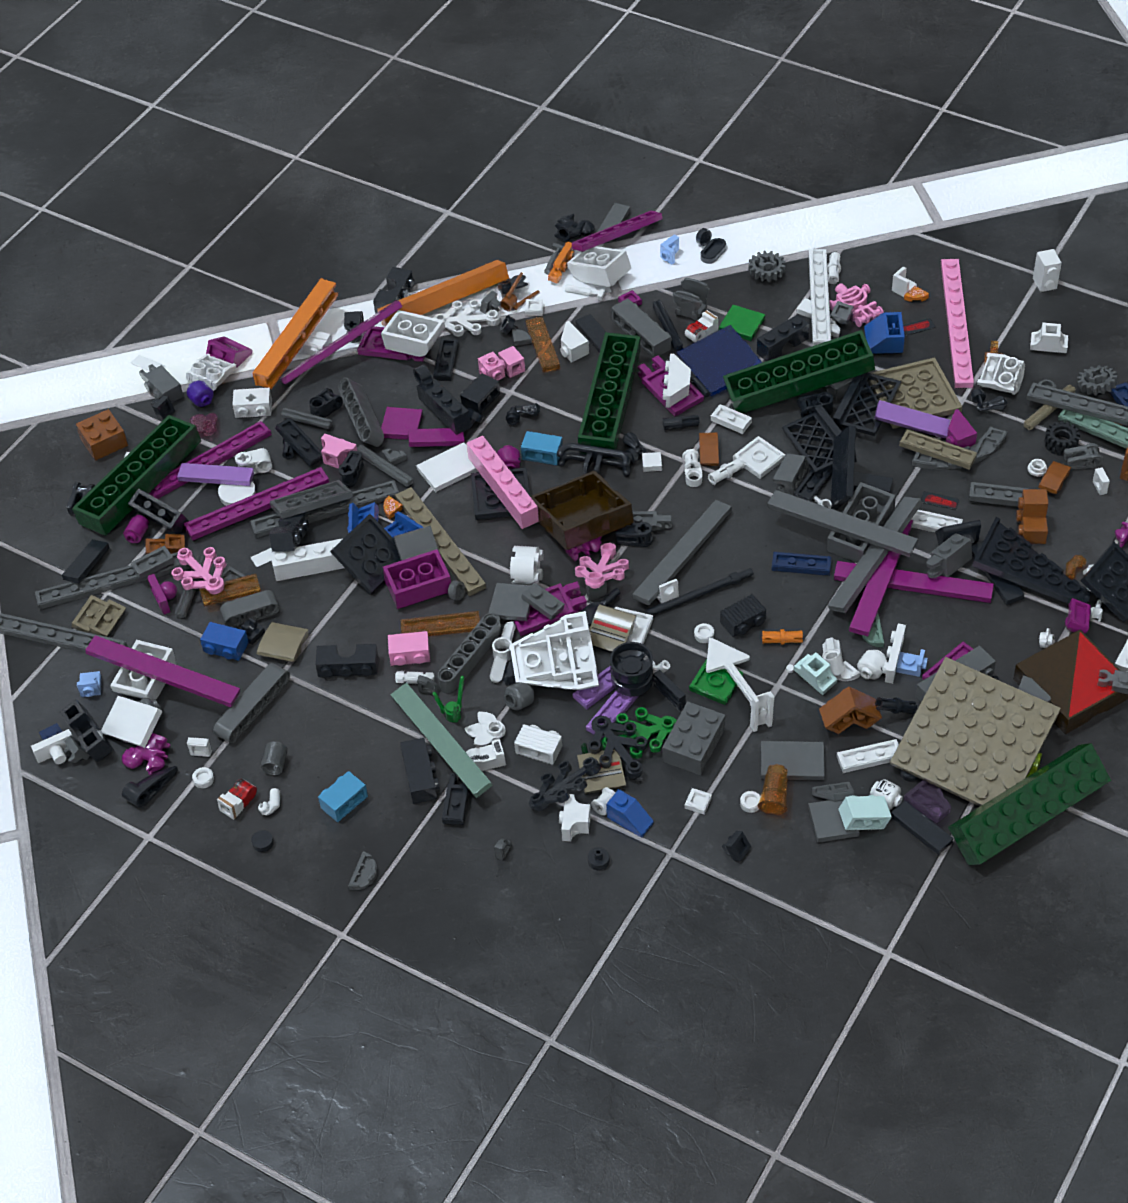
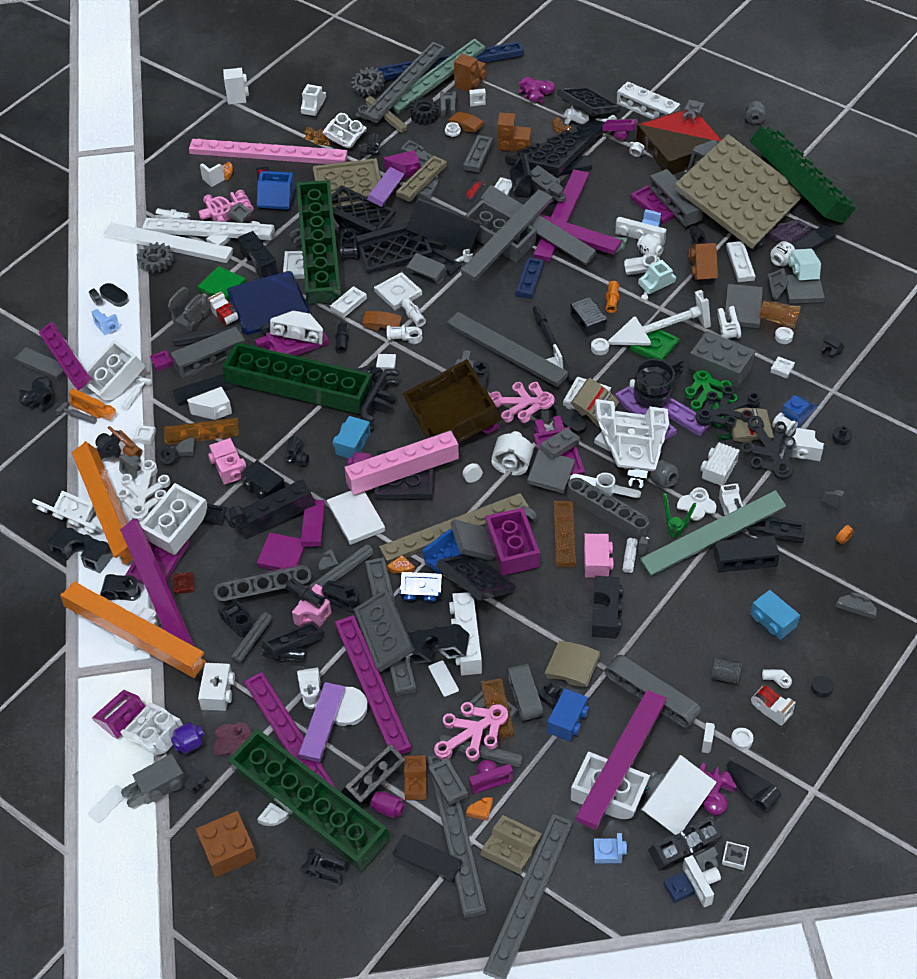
camera: 85 degrees left, 0 degrees up
(80, 775) = (735, 855): none -> tile
(134, 594) = (480, 809): none -> orange tile
(340, 435) = (305, 593): none -> black pin
(365, 365) = (183, 583): none -> clear red tile
(435, 272) = (73, 508): none -> white bracket
(451, 857) = (844, 534): none -> orange tile
(506, 542) = (472, 473): none -> white tile
(752, 741) = (731, 329): none -> white piece
(795, 272) = (176, 243): none -> white tile

